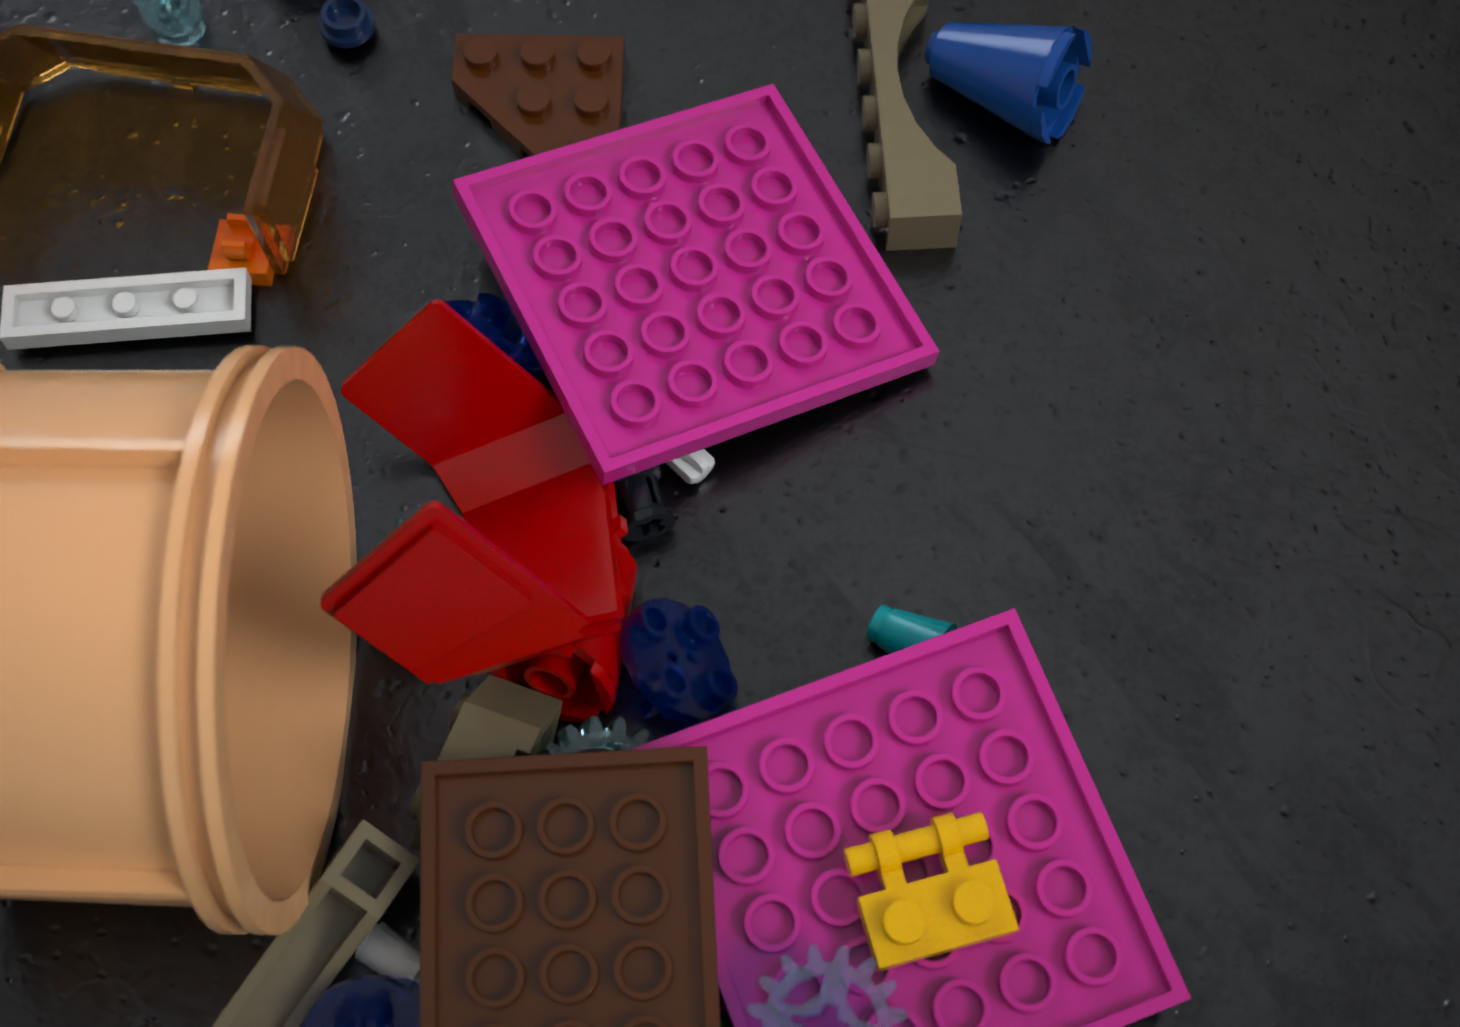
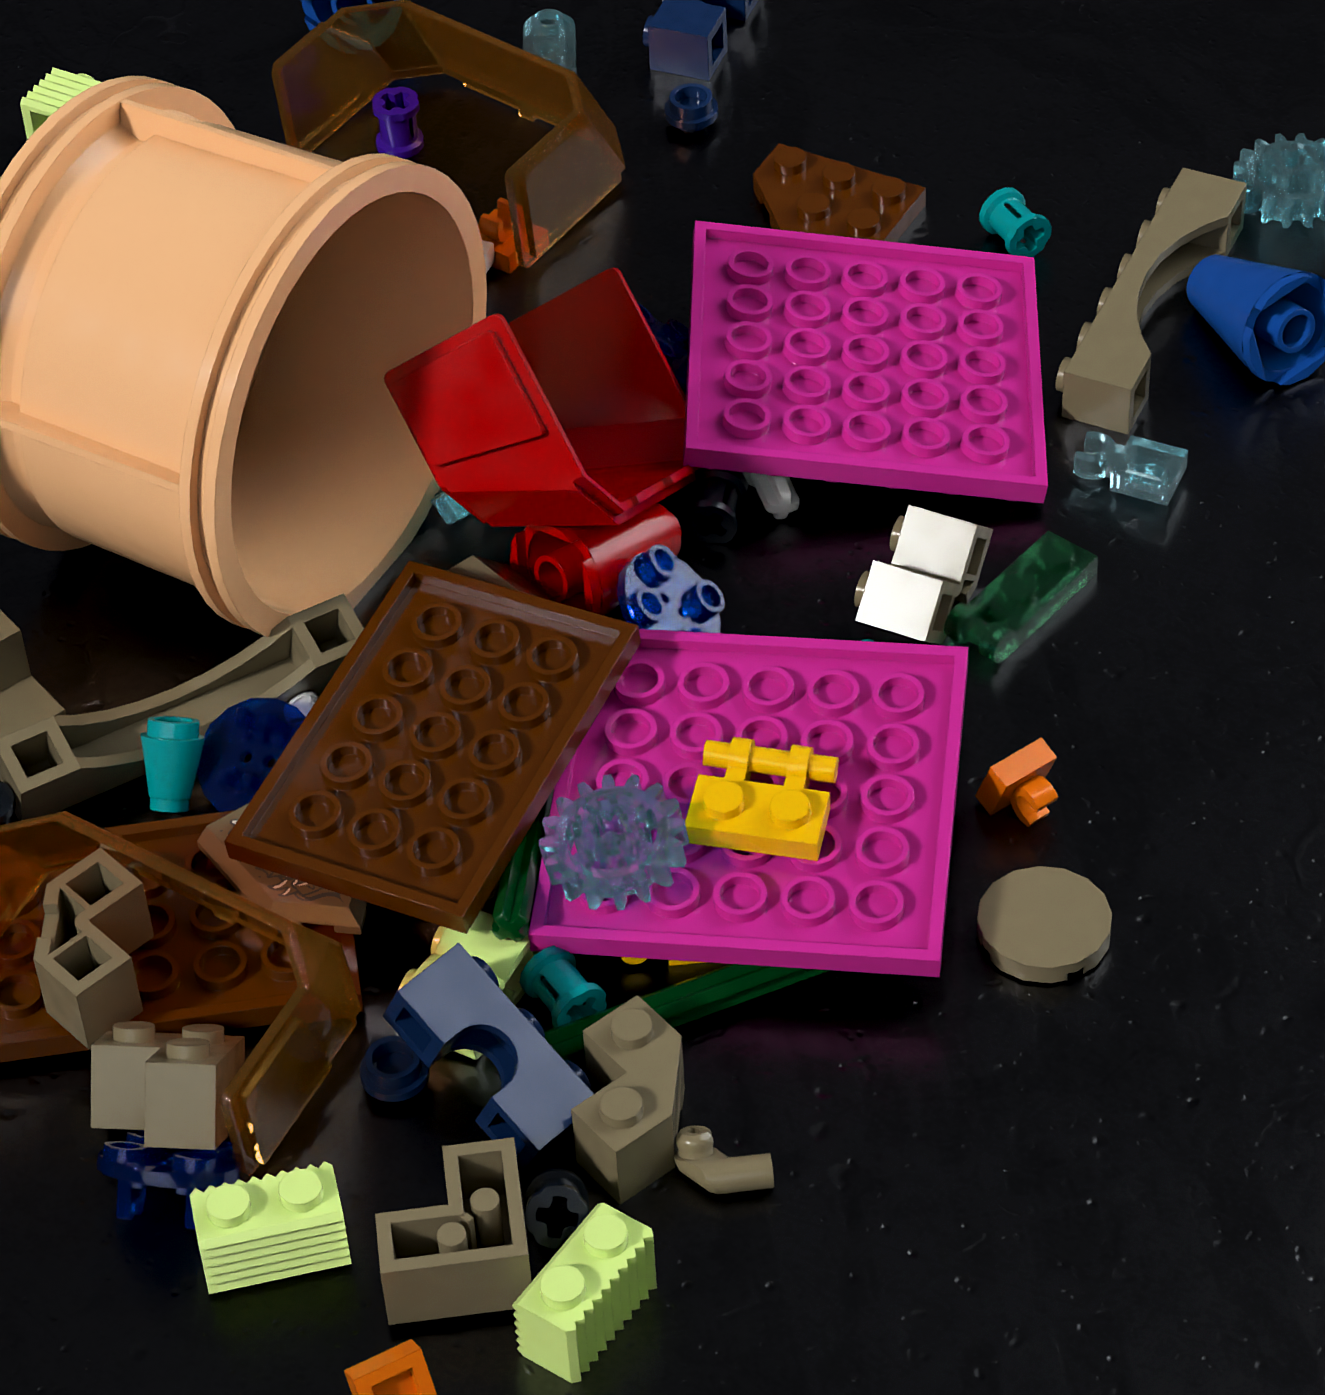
camera: 30 degrees right, 20 degrees down
(58, 141) = (397, 119): none -> dark purple bush
(730, 48) = (1015, 222): none -> teal bush
(890, 511) = (931, 567): none -> brick
(978, 483) = (1022, 597): none -> clear green plate
(1001, 288) = (1137, 469): none -> clear light blue plate
(1110, 715) = (1021, 782): none -> orange tile
(1216, 868) = (1044, 924): none -> dark tan tile

